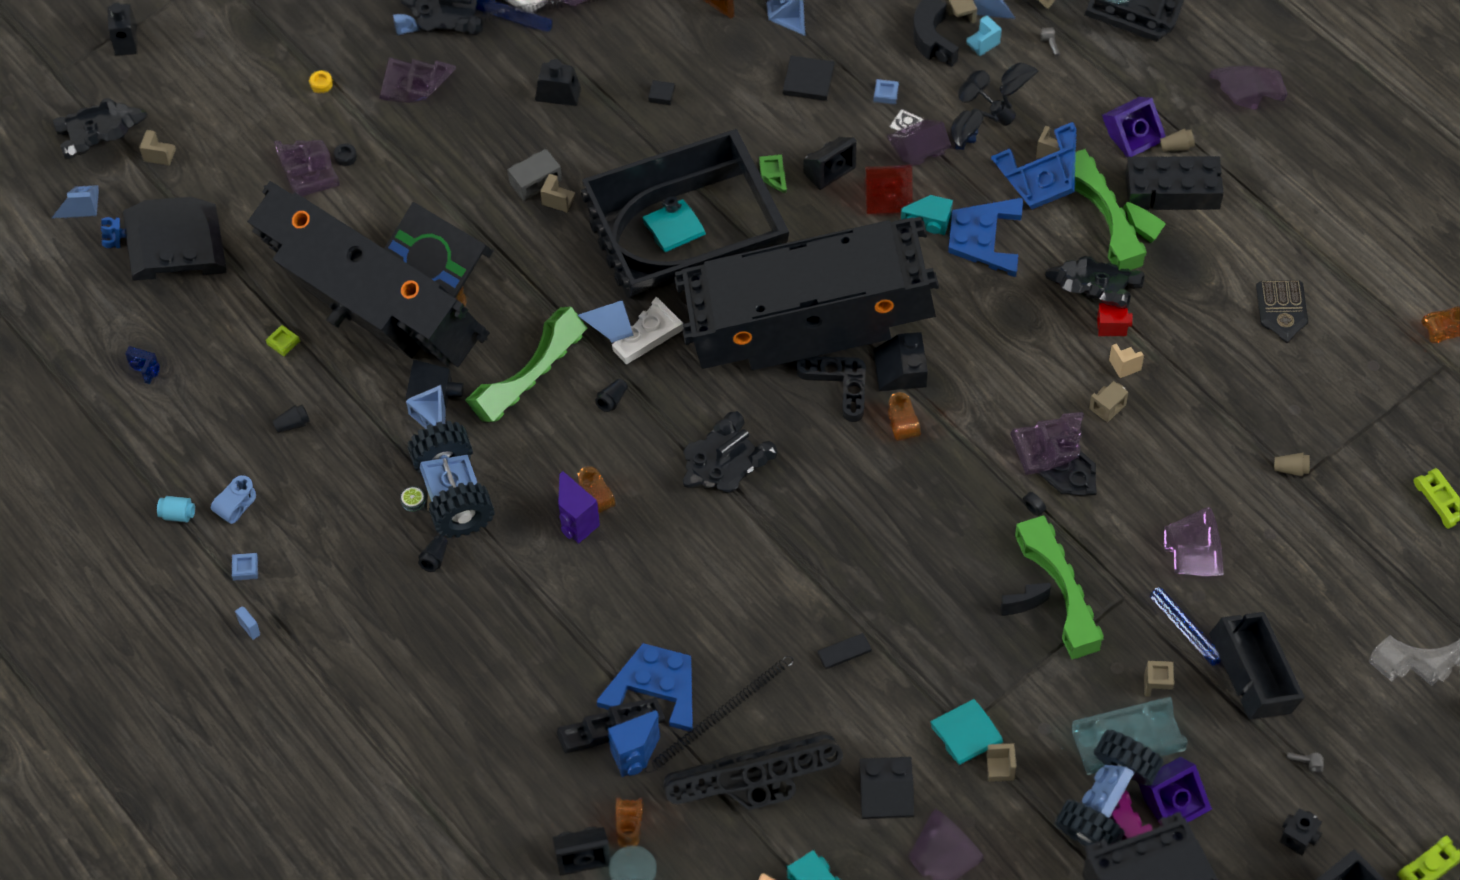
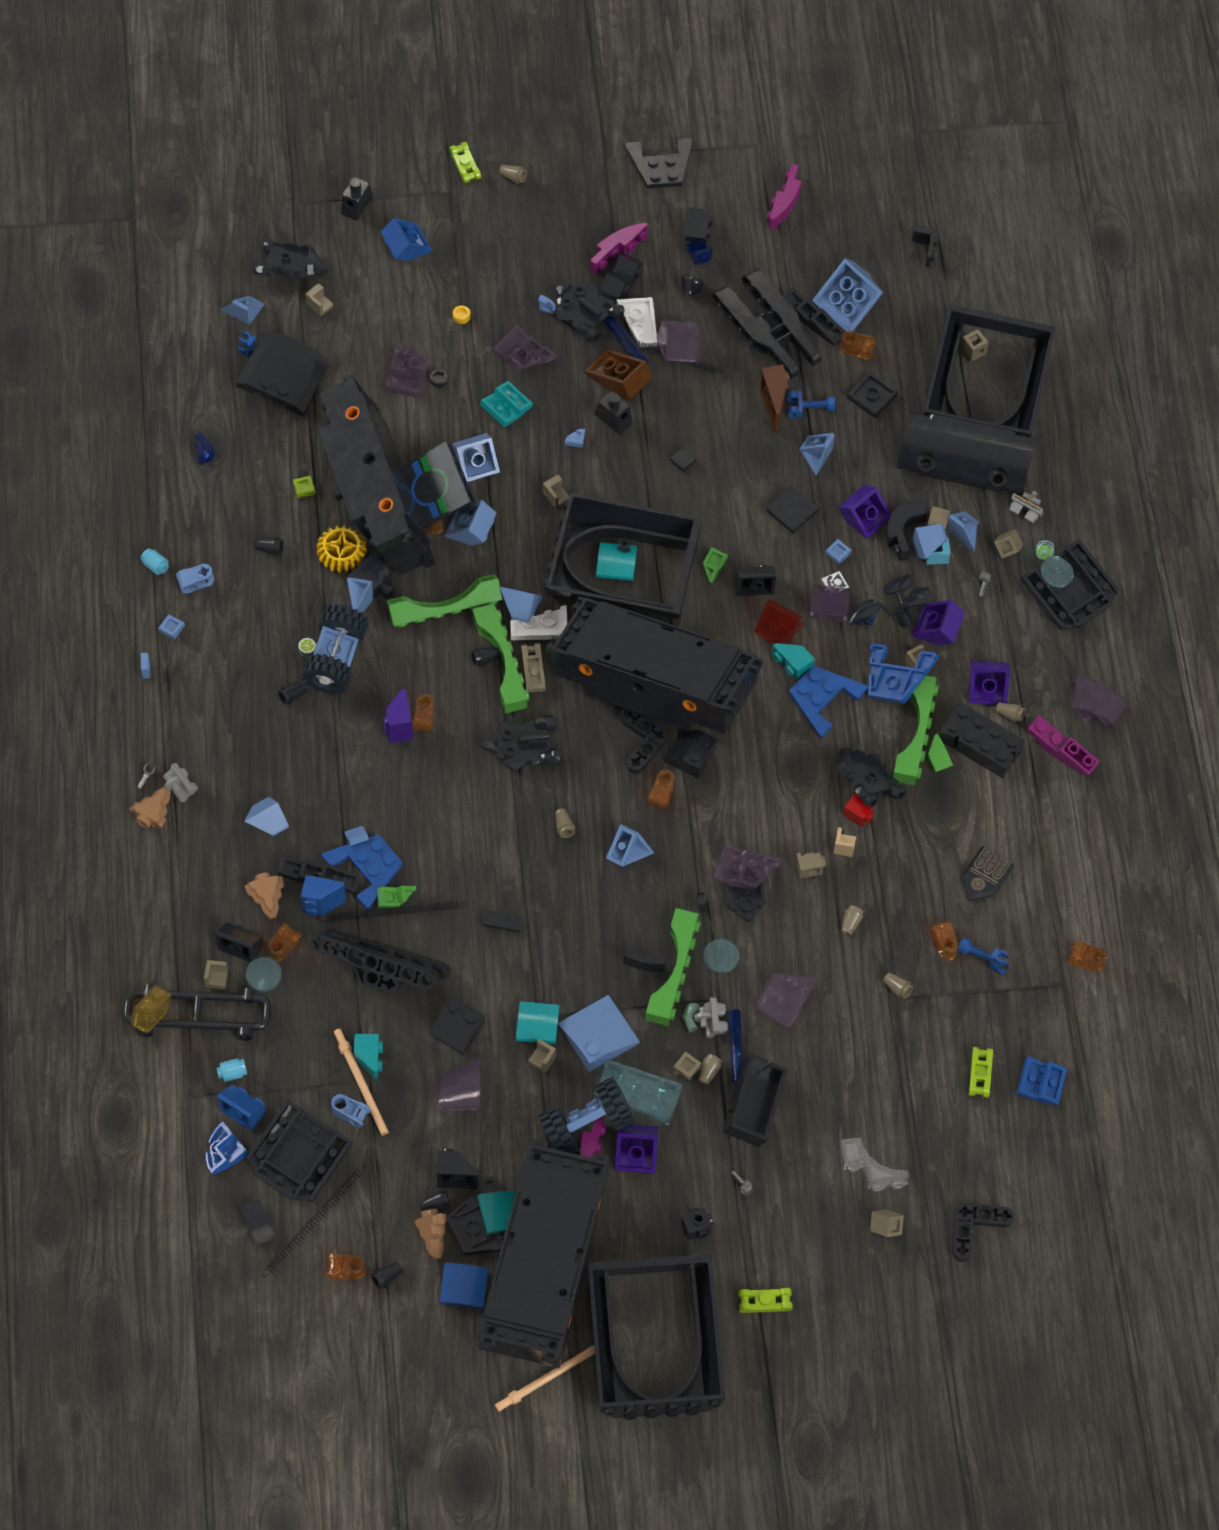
camera: 30 degrees right, 5 degrees up
(205, 42) = (405, 239): none -> blue slope
(336, 738) = (146, 775): none -> flat silver hand
(367, 375) = (332, 543): none -> yellow gear
(372, 770) = (152, 809): none -> medium nougat rock
(381, 722) = (177, 781): none -> light grey hips
(436, 140) = (506, 404): none -> teal slope
(450, 202) = (477, 457): none -> medium blue slope
(495, 276) = (471, 526): none -> medium blue slope
(507, 697) = (267, 817): none -> medium blue slope
(530, 175) = (548, 466): dark grey brick -> none
(531, 45) = (620, 373): none -> reddish brown slope
(536, 133) = (576, 438): none -> medium blue tile
(569, 779) = (266, 892): none -> medium nougat rock
(594, 363) = (488, 625): none -> bright green arch
(620, 658) = (356, 835): none -> medium blue tile
(672, 378) = (533, 668): none -> dark tan plate
(709, 697) = (393, 896): none -> bright green slope
(829, 512) = (564, 824): none -> dark tan cone
(883, 37) = (865, 511): none -> dark purple slope
(914, 494) = (628, 847): none -> medium blue slope
(969, 29) = (928, 539): none -> medium blue slope
(1036, 703) = (598, 1033): none -> medium blue slope
(1041, 100) = (939, 622): none -> dark purple slope
(1095, 546) = (721, 956): none -> clear light blue piece
(1113, 625) = (688, 1015): none -> sand green arm
(1140, 613) = (709, 1018): none -> light grey hips
(1181, 665) = (710, 1067): none -> dark tan cone
(1194, 428) = (851, 920): none -> dark tan cone
(1261, 146) = (1063, 749): none -> magenta slope
(1299, 389) = (945, 939): none -> clear orange piece
(1365, 380) = (966, 946): none -> blue bar

